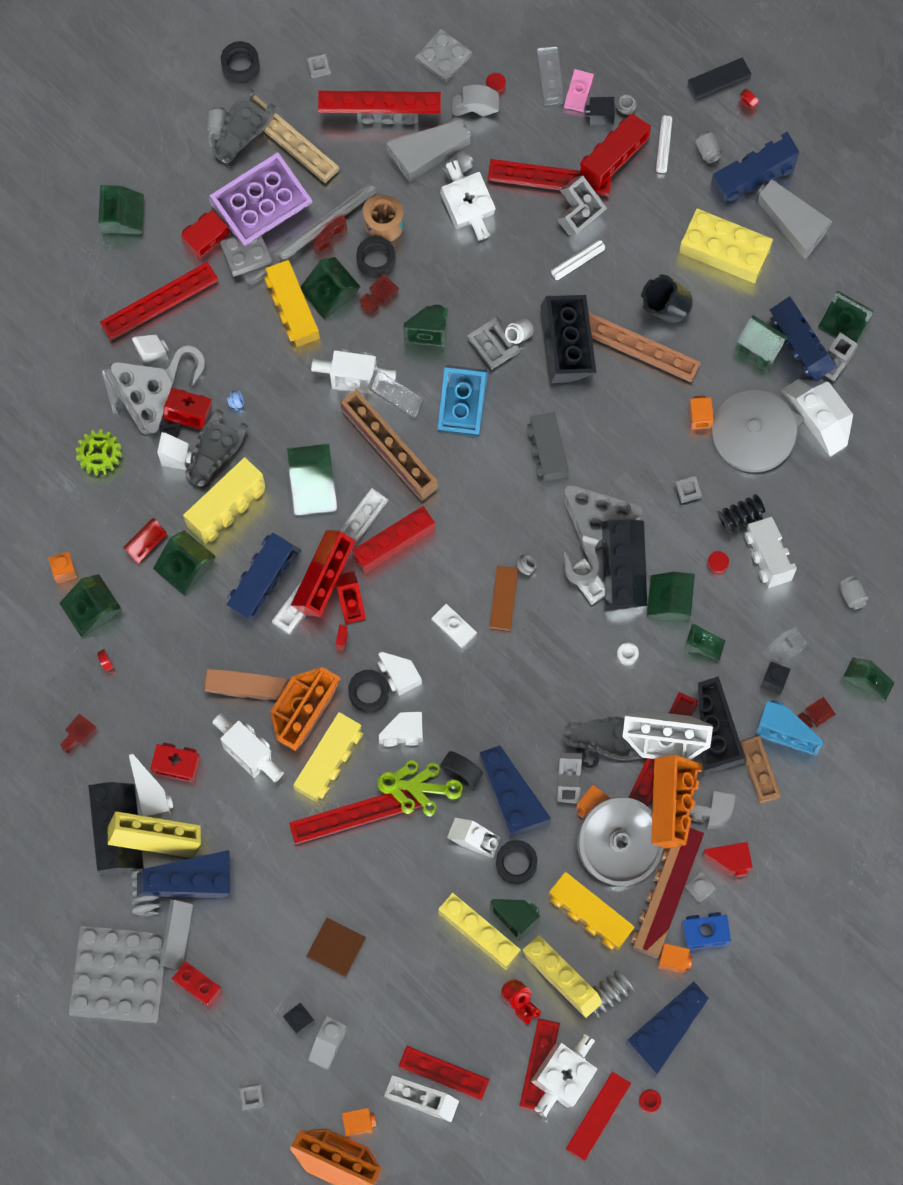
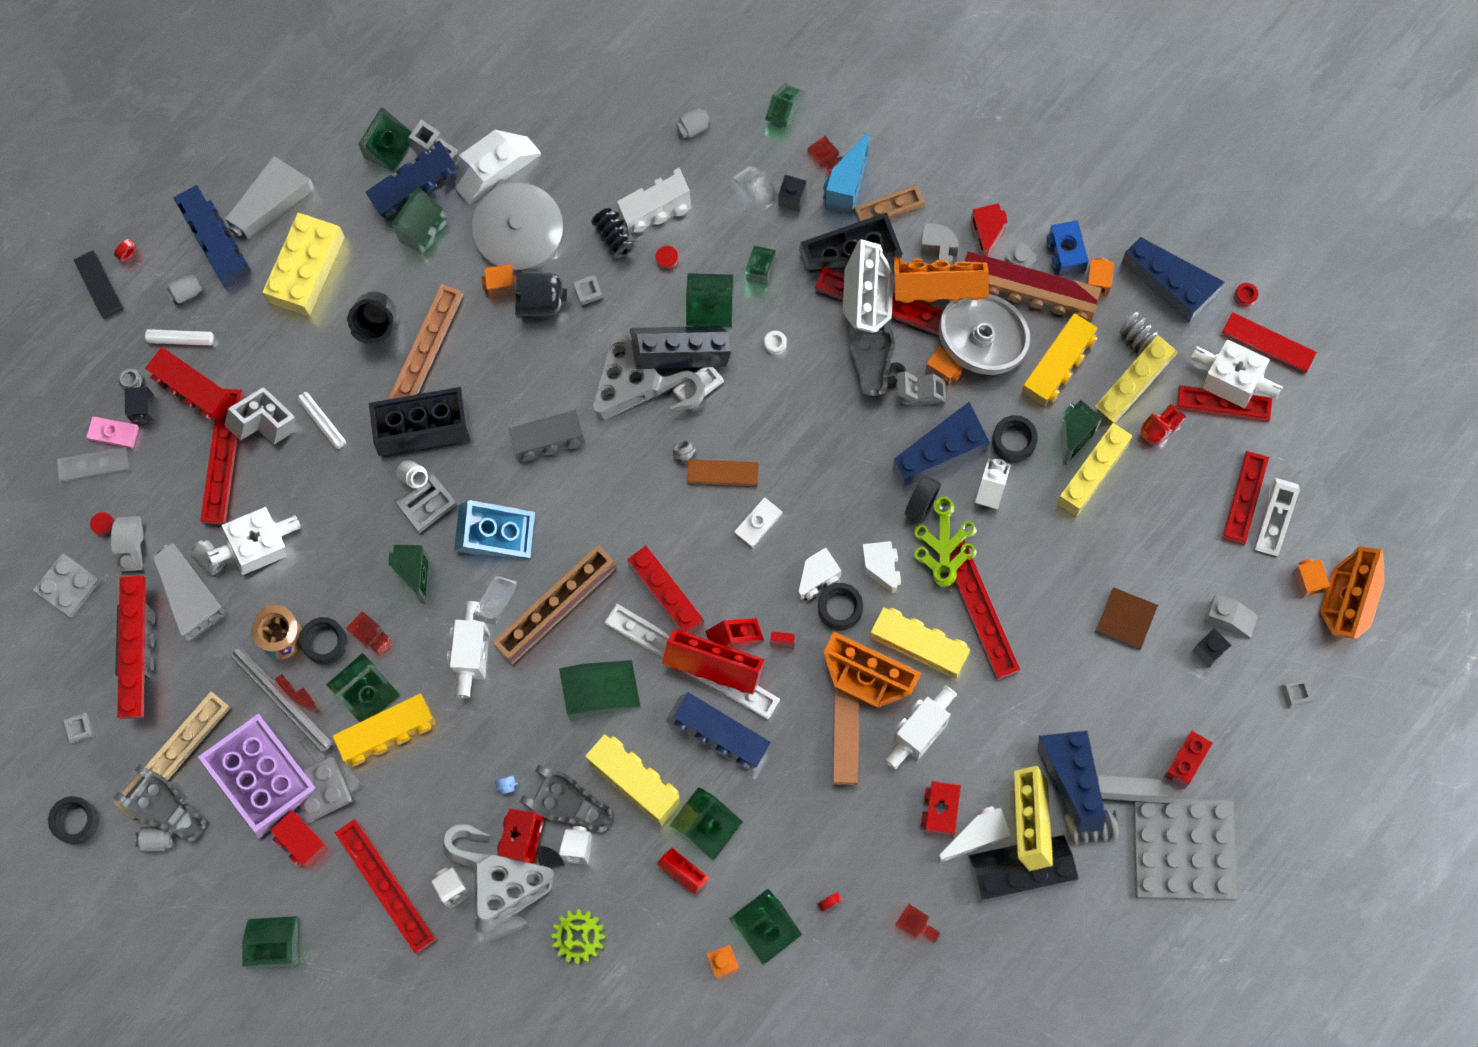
camera: 90 degrees left, 0 degrees up
(684, 443) = (539, 294): none -> black cylinder

